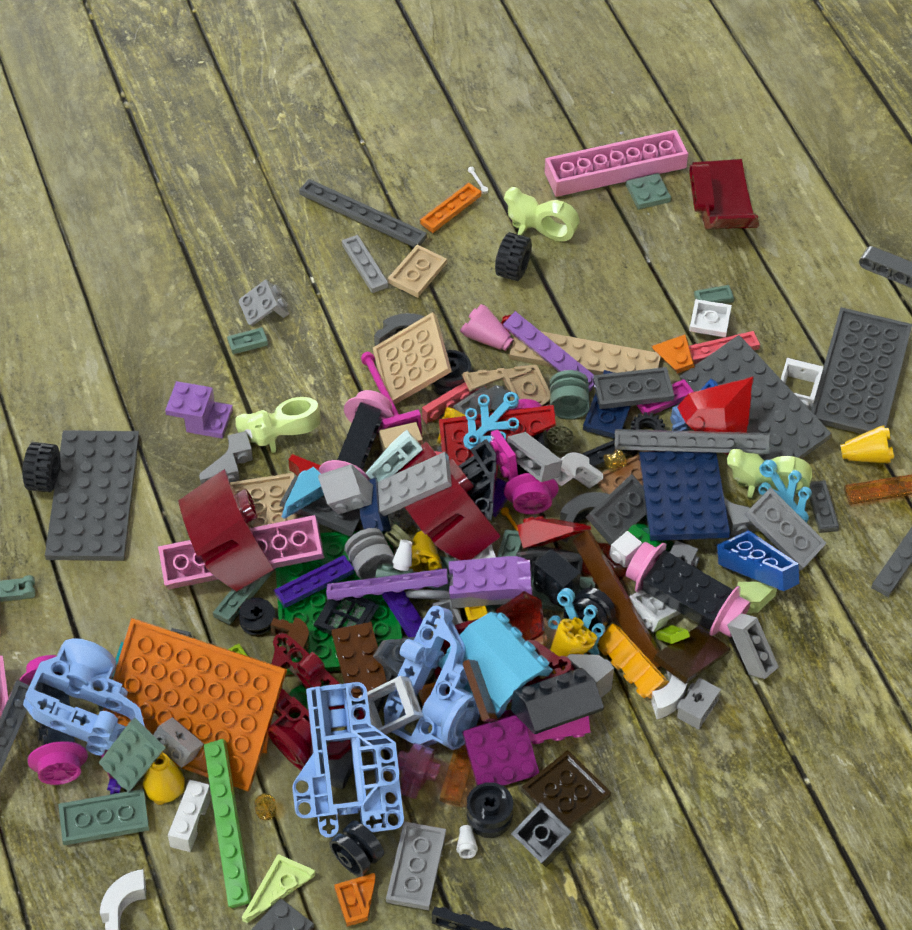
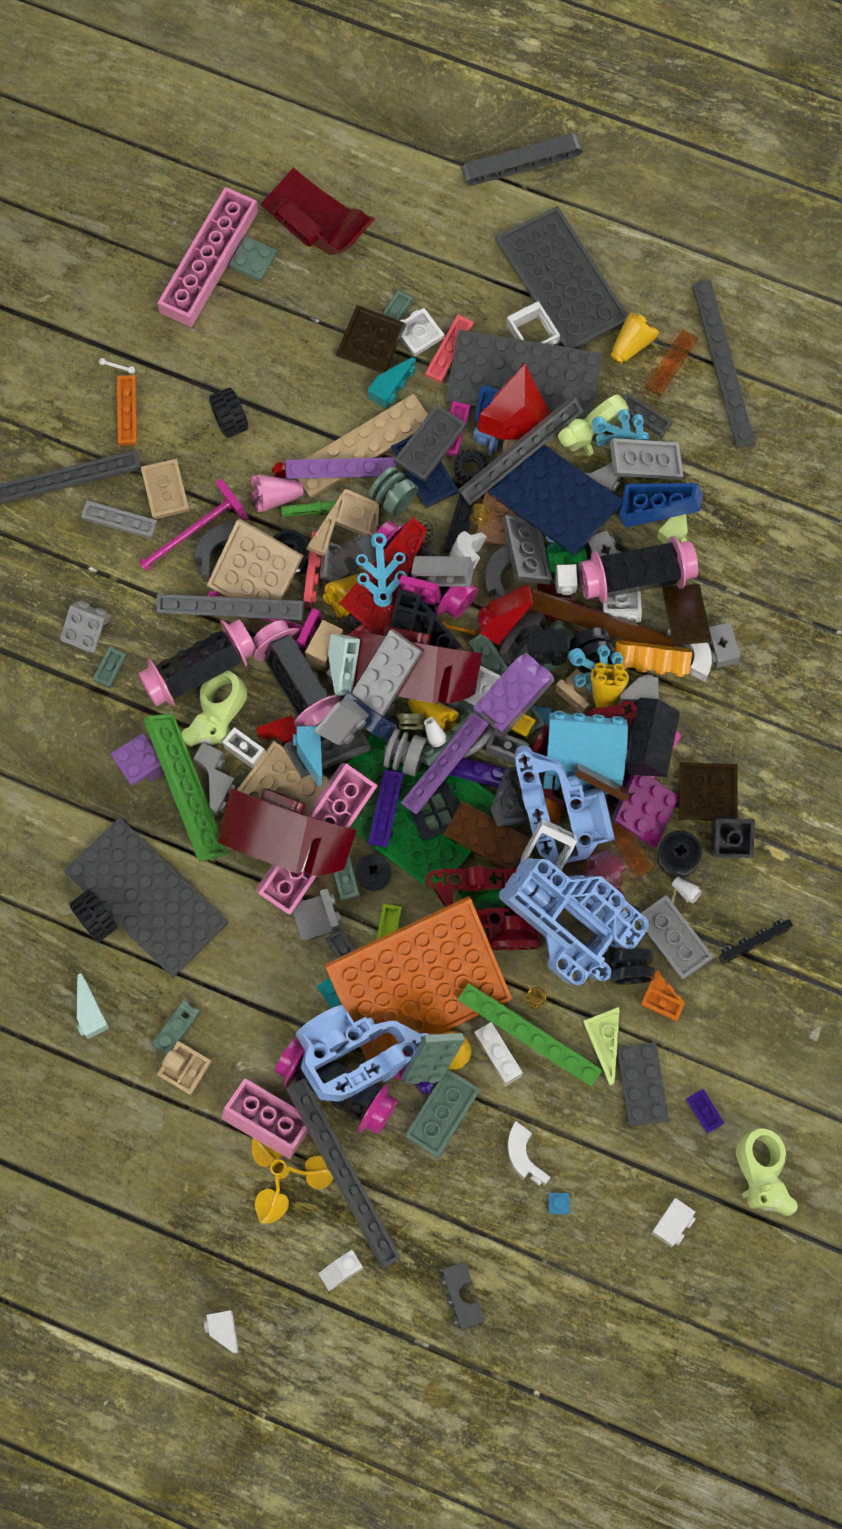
camera: 45 degrees left, 20 degrees up
(178, 741) = (440, 1016): light grey brick -> none
(184, 608) = (317, 916): none -> light grey bracket
(199, 445) = (185, 786): none -> bright green plate
(268, 457) = (243, 748): none -> white brick
(297, 631) = (422, 859): reddish brown brick -> none
(332, 387) = (198, 663): none -> black brick
(368, 369) = (230, 607): none -> dark grey plate
(449, 308) = (229, 502): none -> dark pink tile
(494, 357) = (307, 509): none -> bright green pin
(525, 614) = (561, 696): clear red bracket -> none
(527, 213) = (218, 353): yellowish green animal -> none
(647, 332) = (388, 384): none -> teal slope
(669, 295) = (371, 339): none -> dark brown plate
(672, 634) = (657, 612): lime tile -> none
(676, 353) = (425, 384): orange wing -> none
(752, 646) = (722, 571): light grey brick -> none

